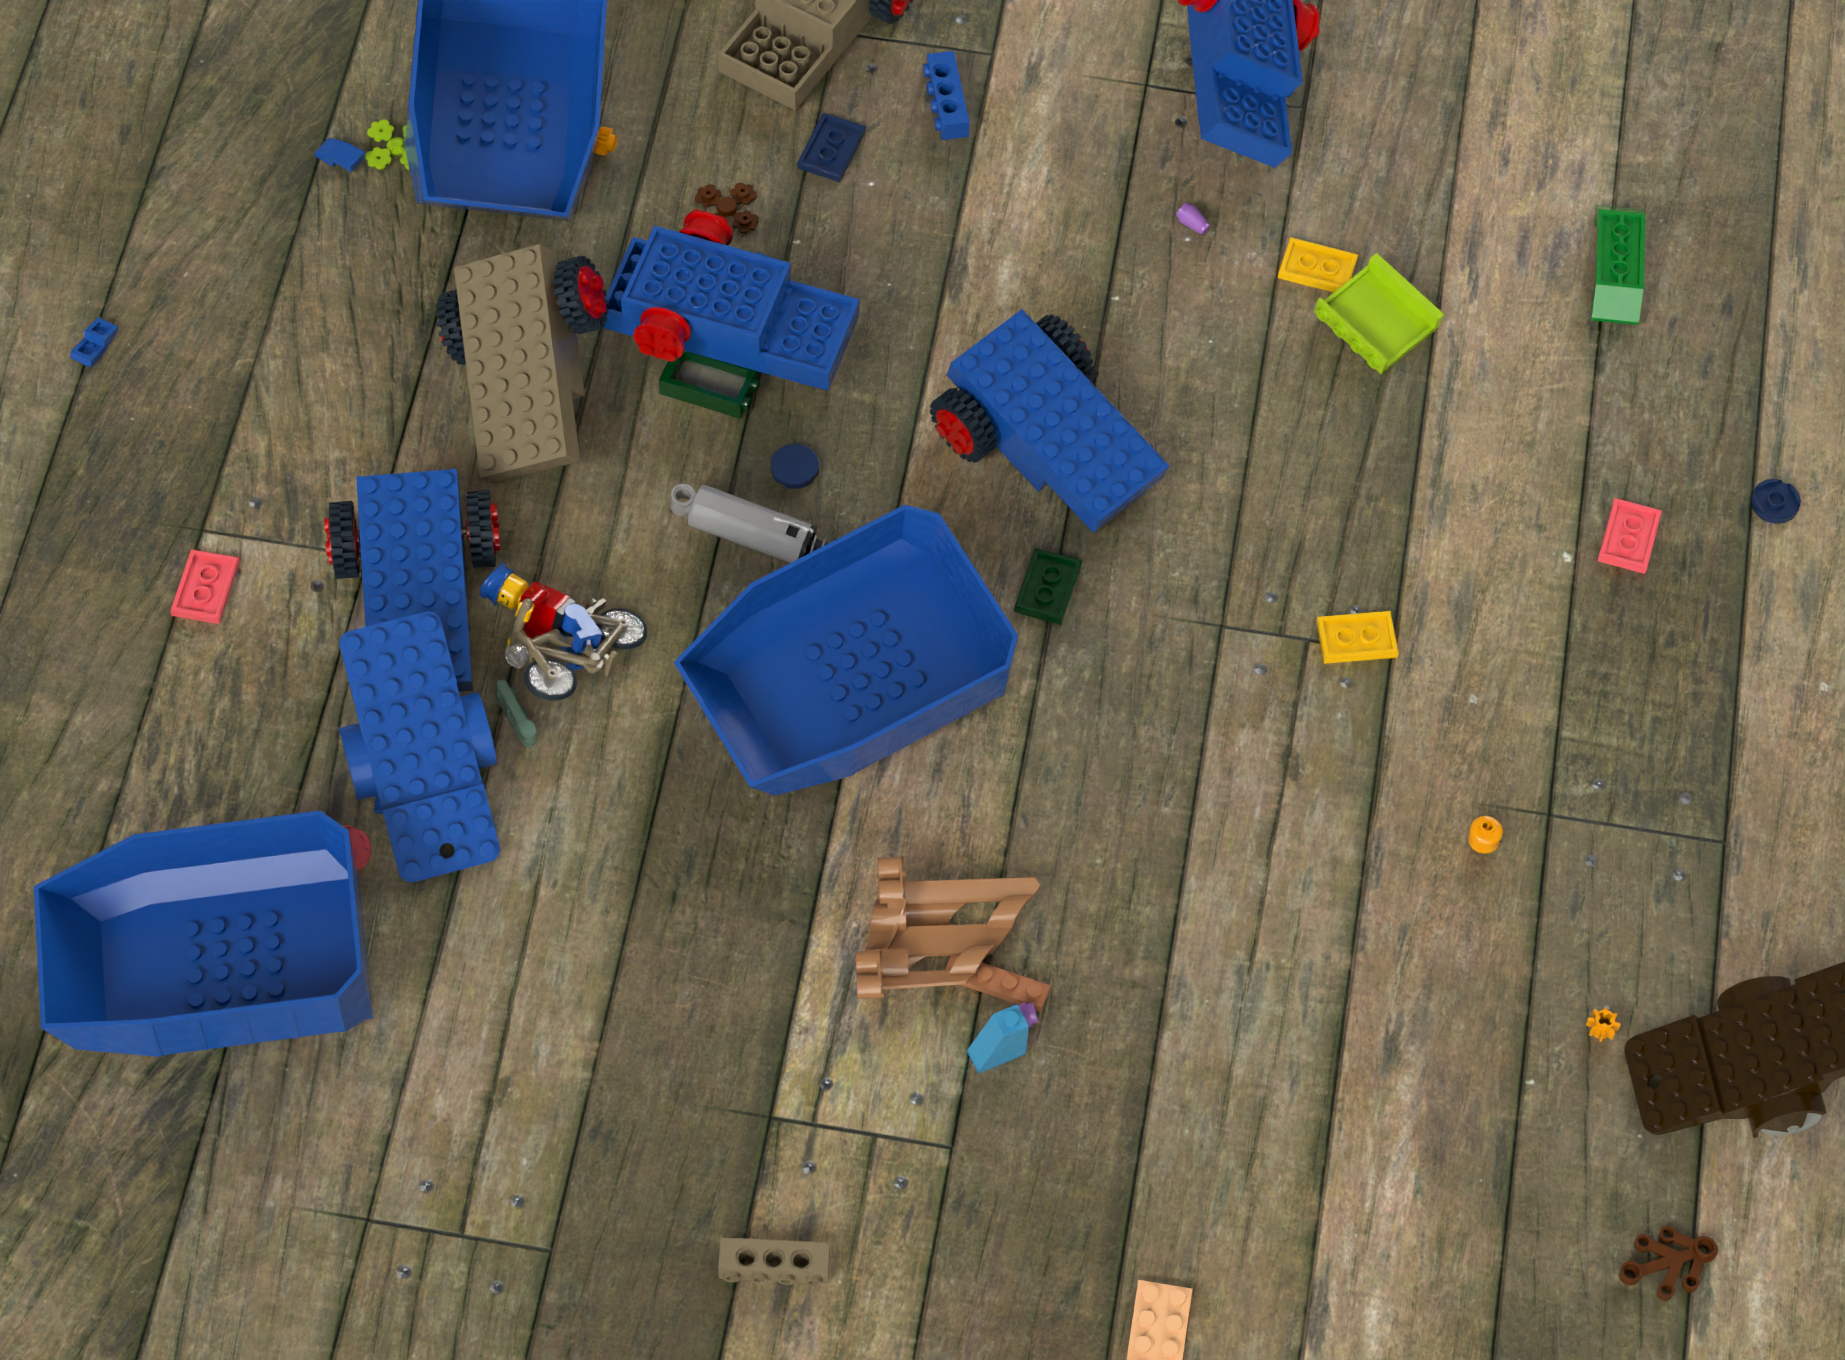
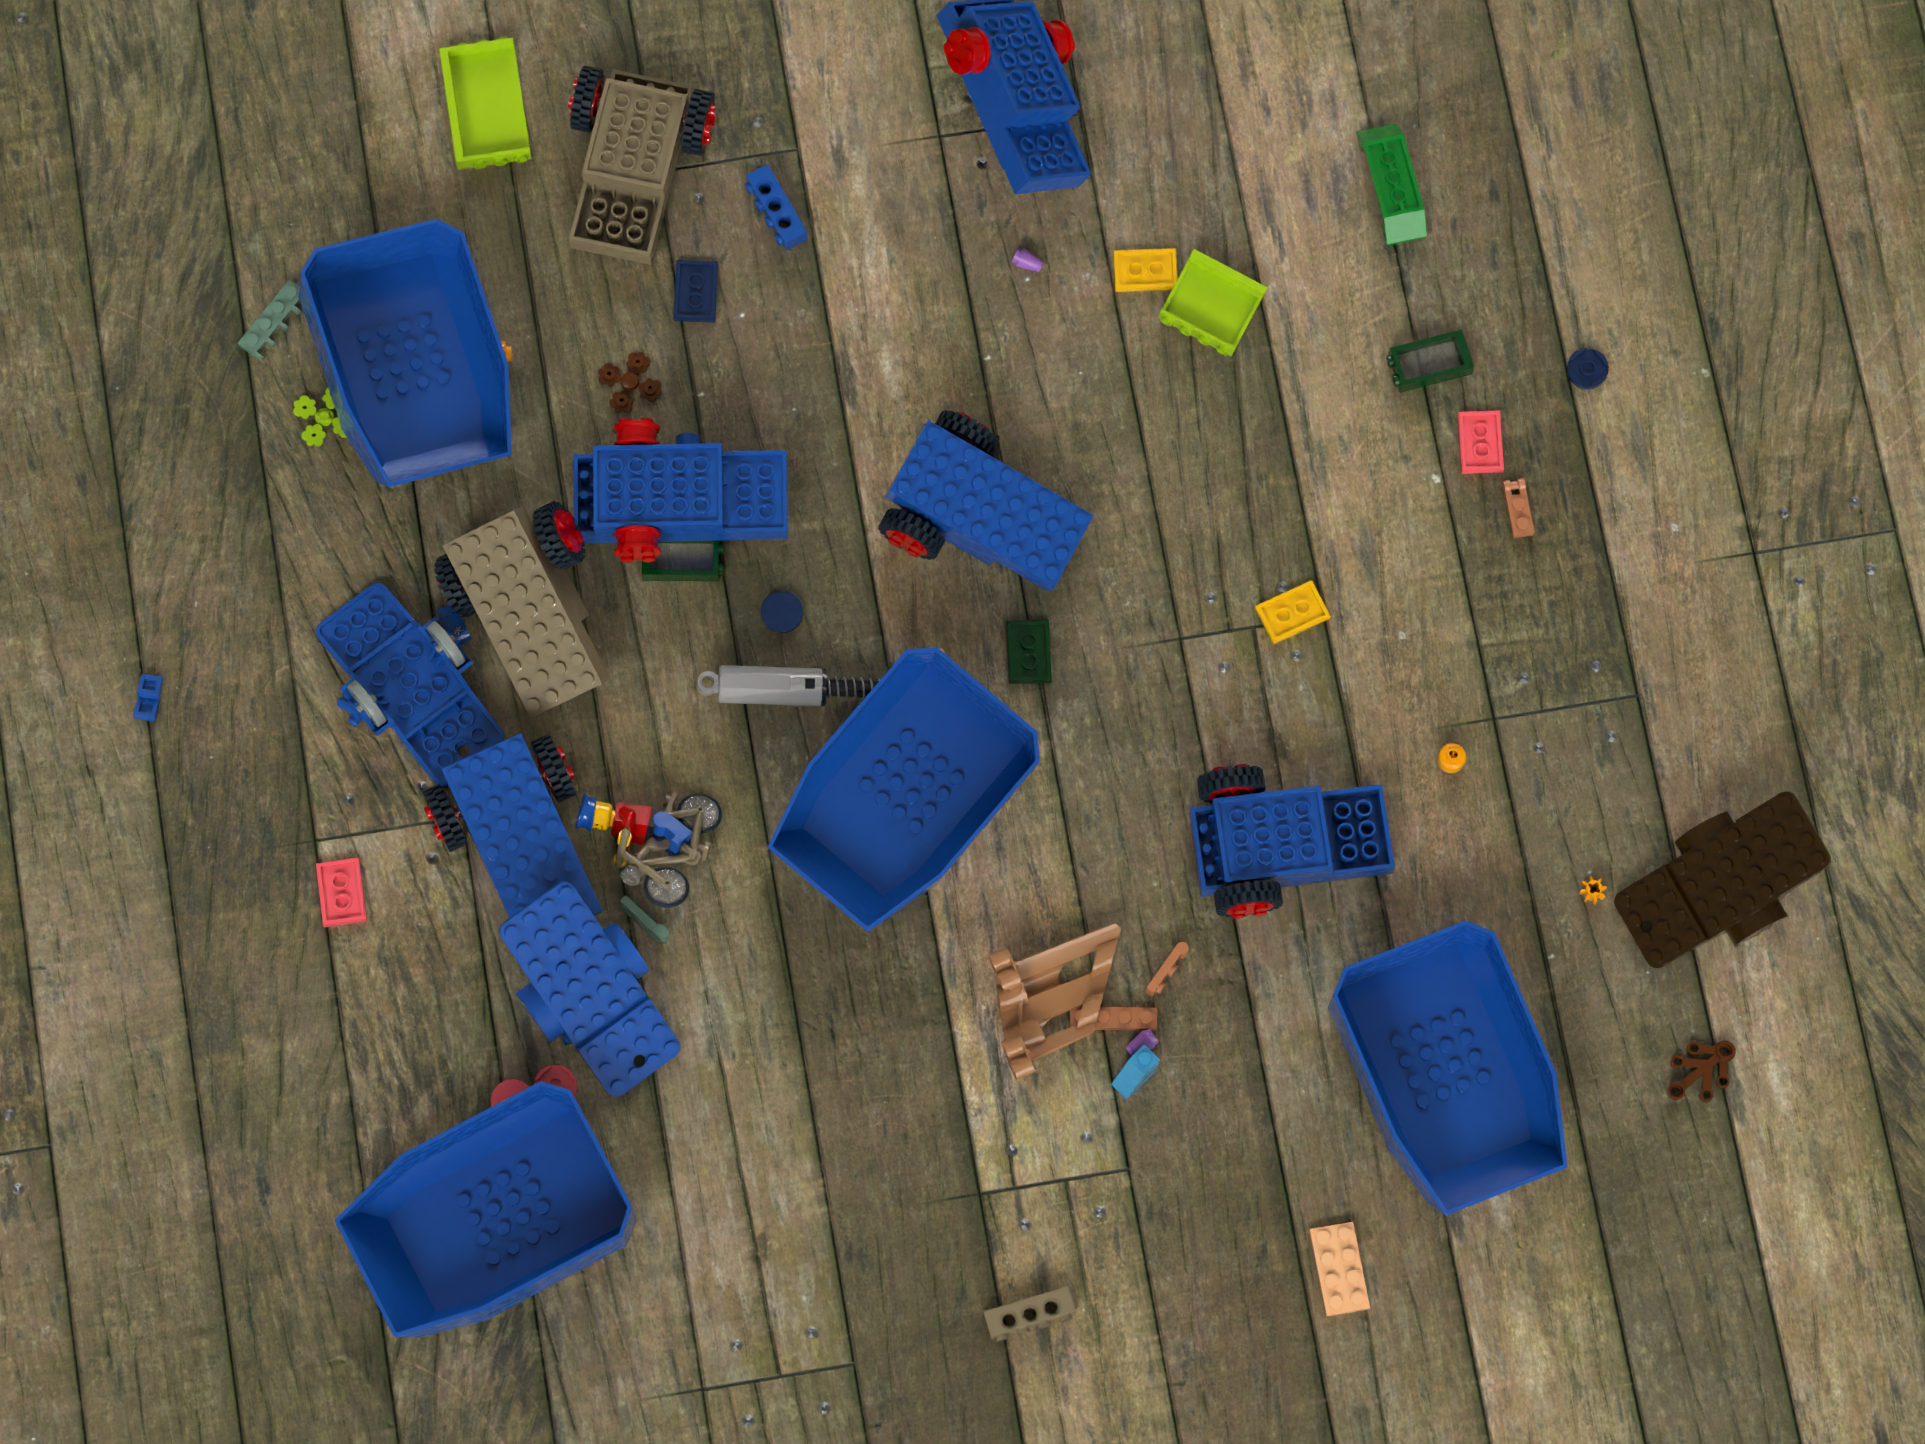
camera: 20 degrees left, 15 degrees up
(299, 425) = (345, 705): none -> blue arm
(340, 153) = (279, 442): blue slope -> none
(366, 397) = (408, 680): none -> blue piece
(380, 48) = (271, 320): none -> sand green hinge
(441, 370) = (454, 624): none -> blue leg
(1077, 948) = (1168, 968): none -> nougat plate
(1260, 850) = (1282, 838): none -> blue piece
(1368, 1140) = (1452, 1066): none -> blue piece
(1600, 439) = (1430, 361): none -> window
(1650, 613) = (1518, 508): none -> nougat plate

